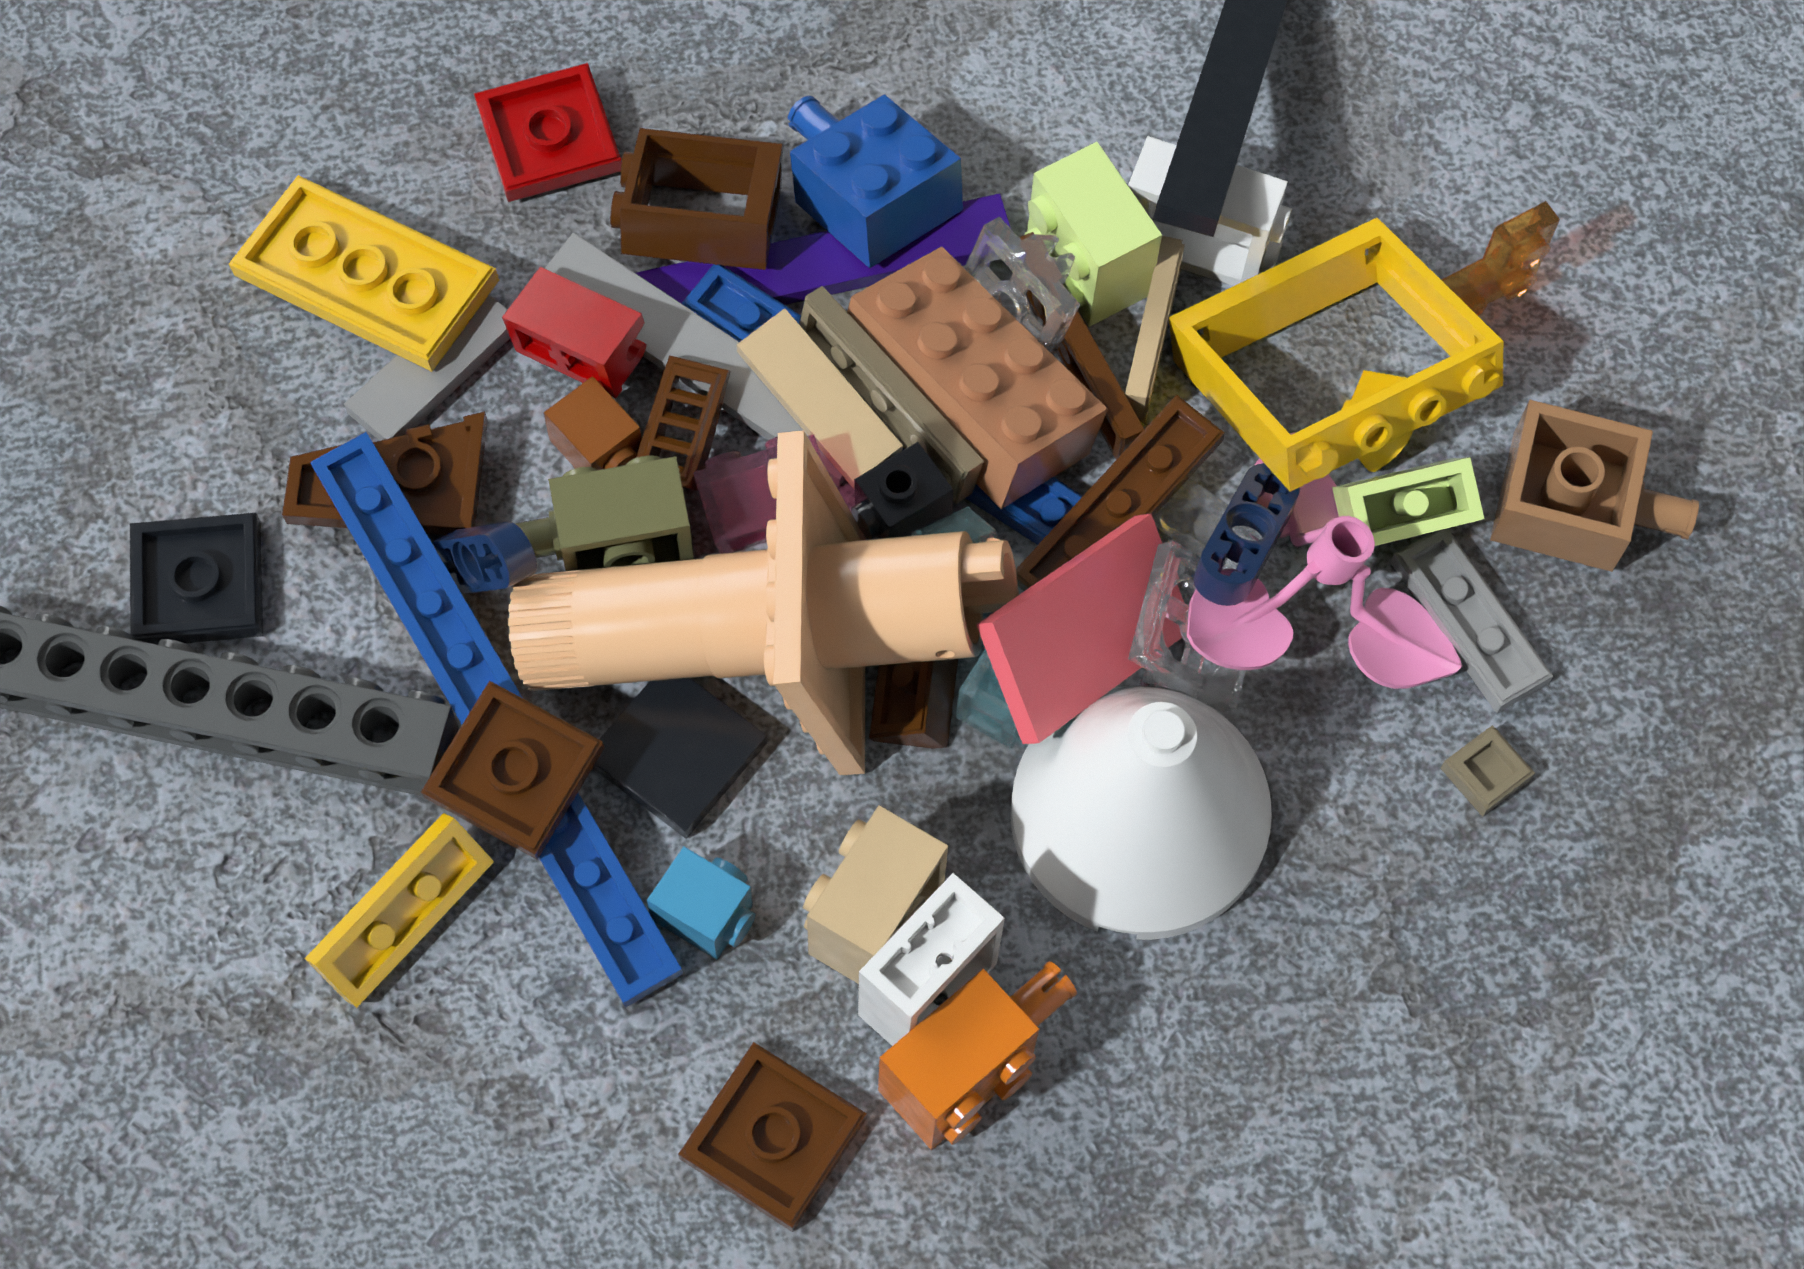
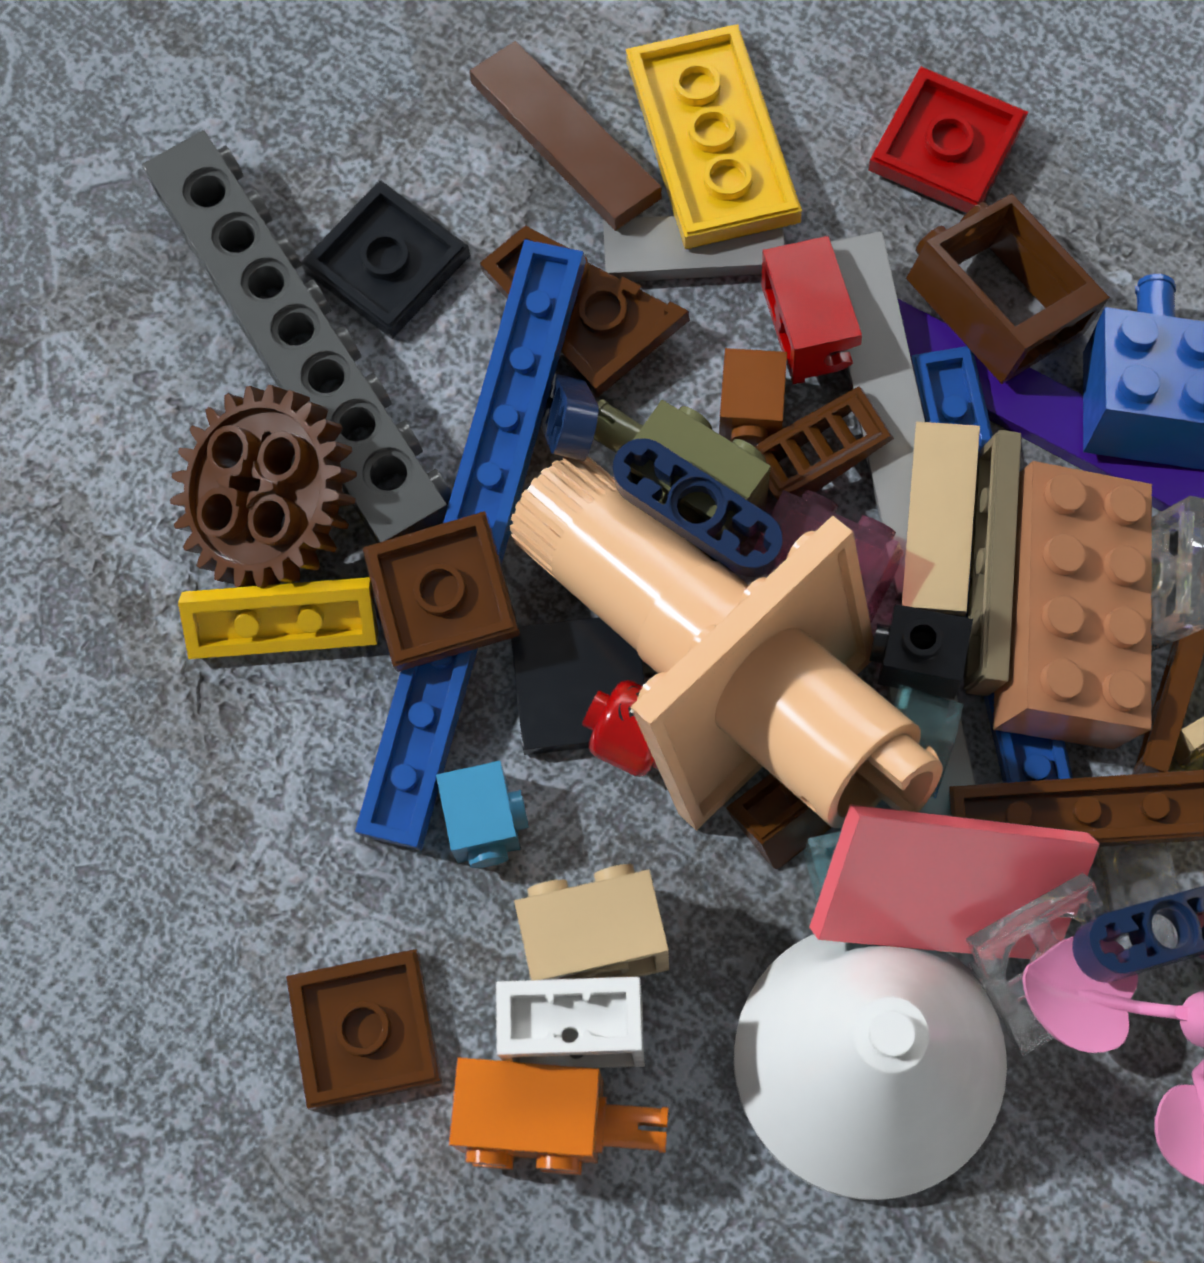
camera: 55 degrees right, 5 degrees up
(244, 858) = (263, 487): none -> reddish brown gear
(246, 366) = (565, 135): none -> reddish brown tile
(634, 510) = (648, 494): none -> dark blue beam
(755, 735) = (616, 731): none -> red head

